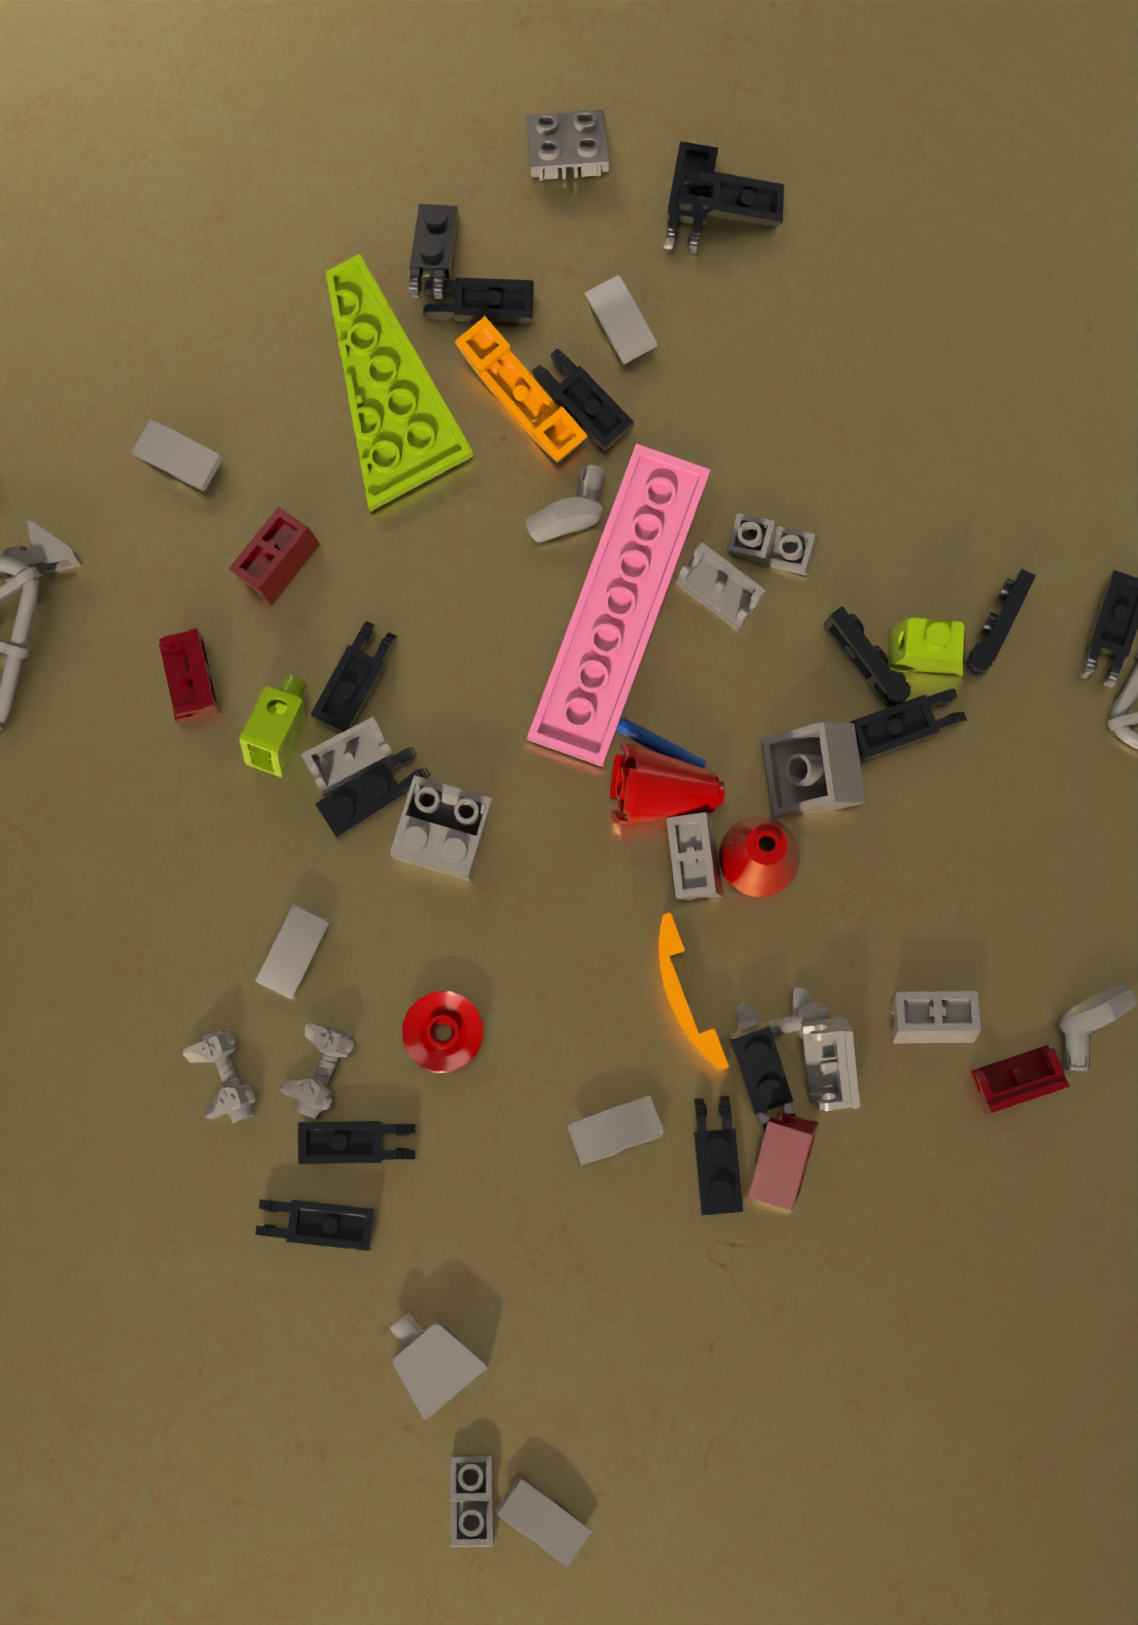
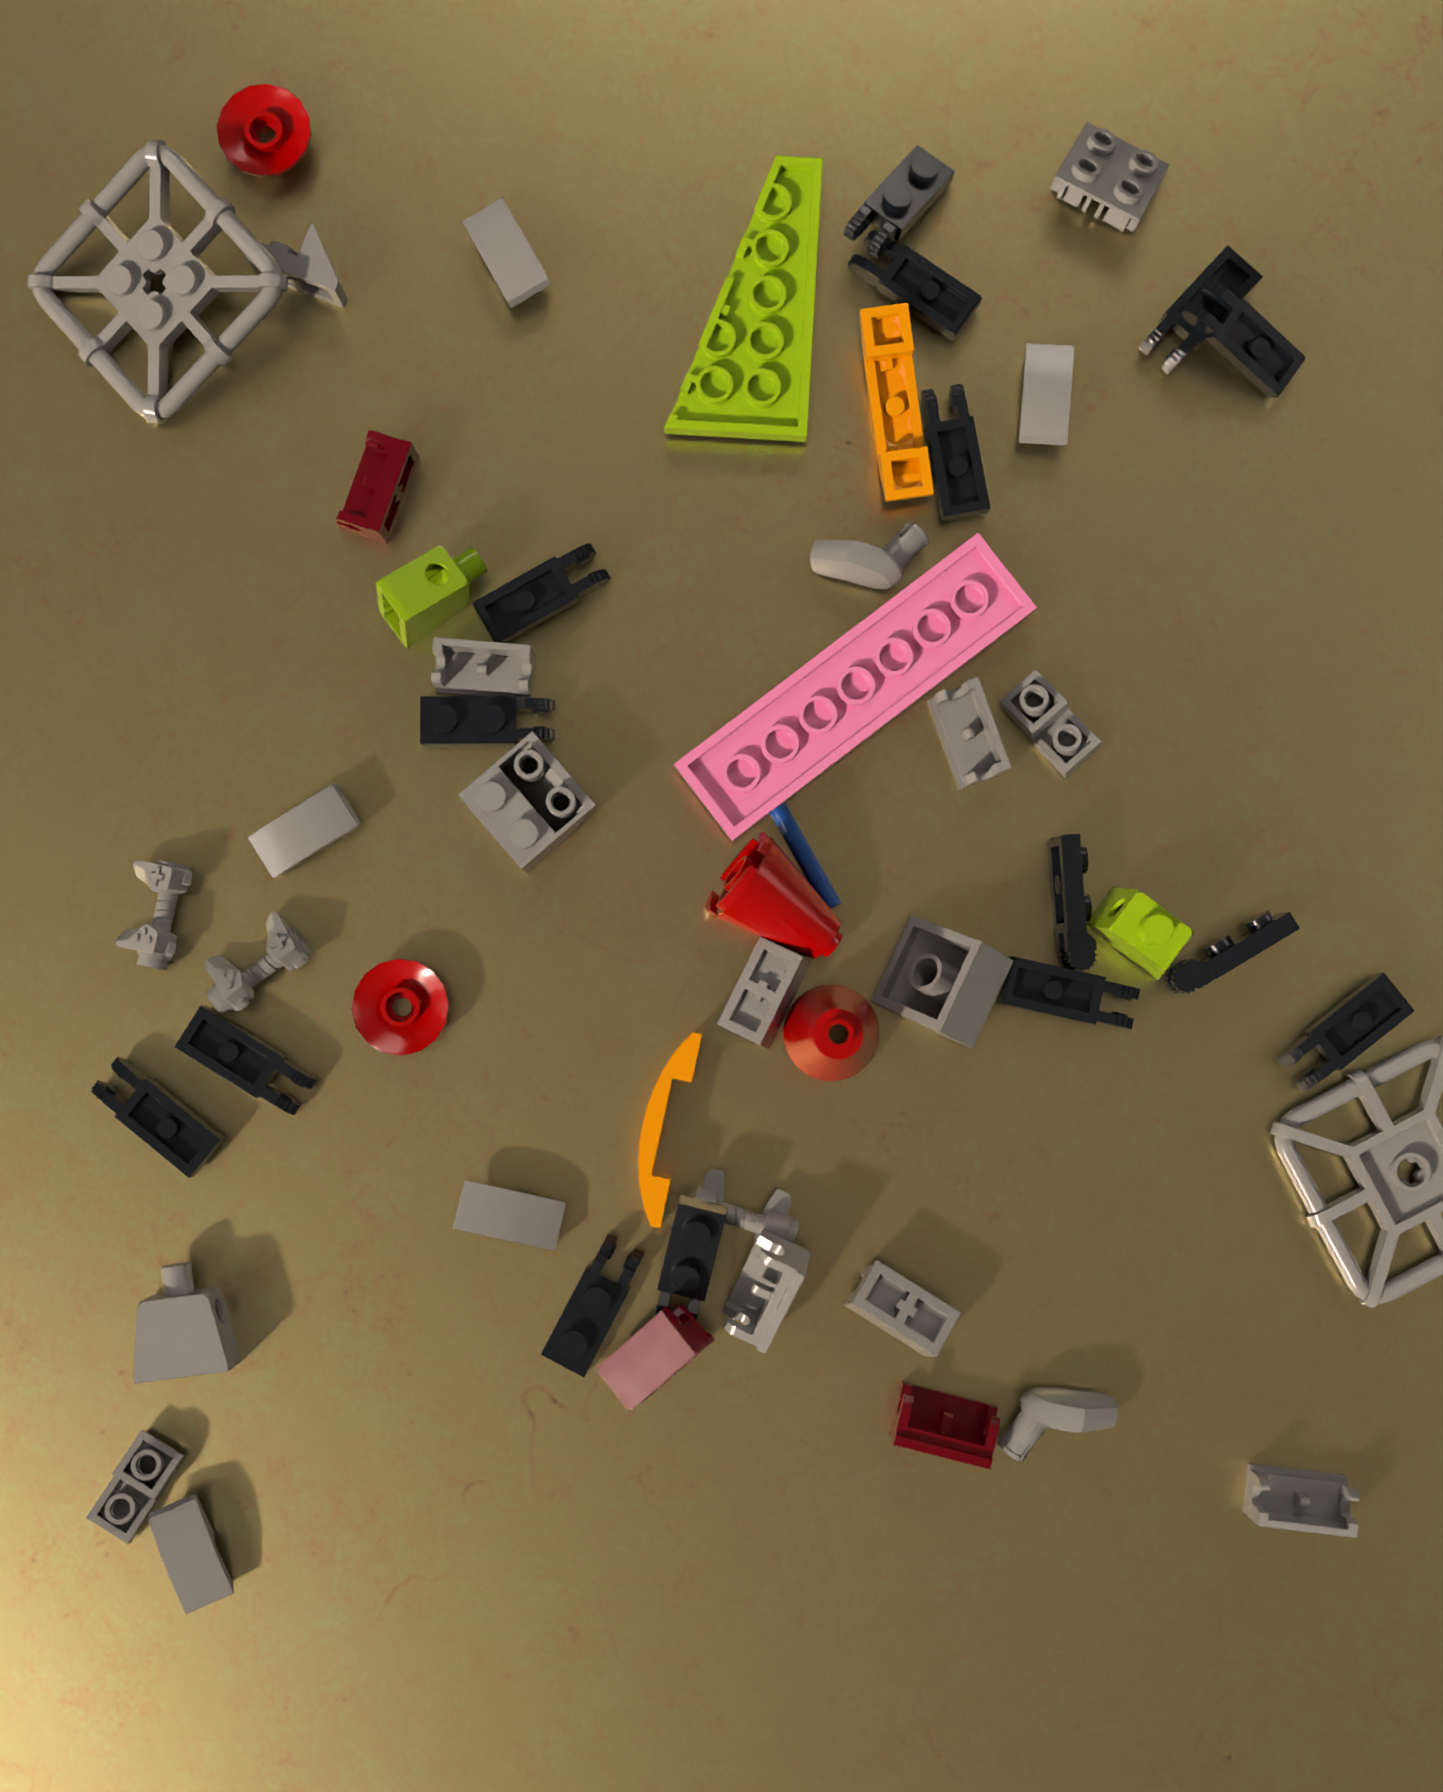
camera: 30 degrees right, 5 degrees up
(275, 555) = (539, 417): dark red hinge -> none

